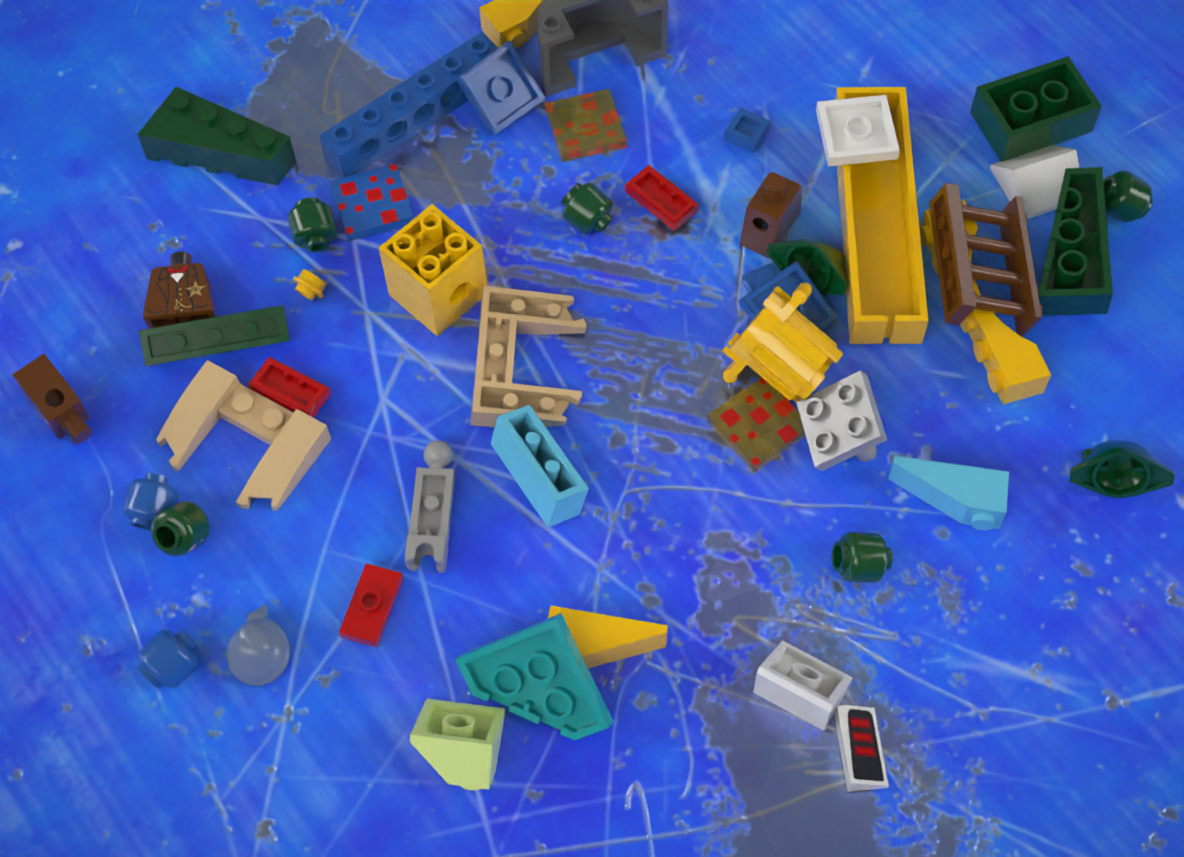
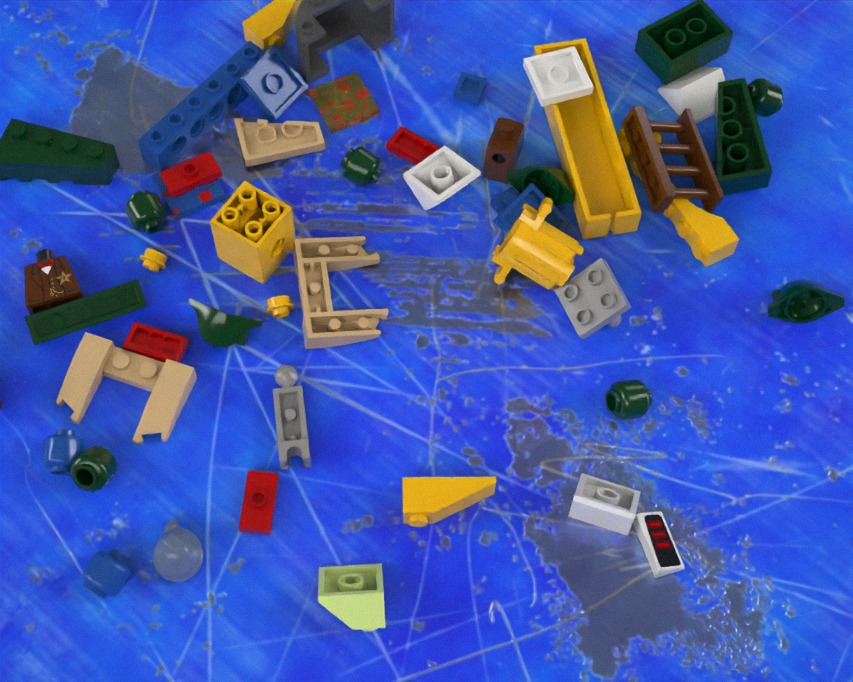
camera: 15 degrees left, 0 degrees up
(372, 382) = (222, 328): none -> dark green hat
(376, 186) = (190, 174): none -> red plate
(449, 367) = (279, 306): none -> yellow plate
(489, 161) = (270, 142): none -> tan wing
(539, 465) = (368, 371): medium azure brick -> none
(539, 678) = (405, 535): teal plate -> none
(681, 236) = (439, 177): none -> white slope
(757, 424) = (527, 311): clear yellow tile -> none
(960, 491) = (689, 337): medium azure slope -> none

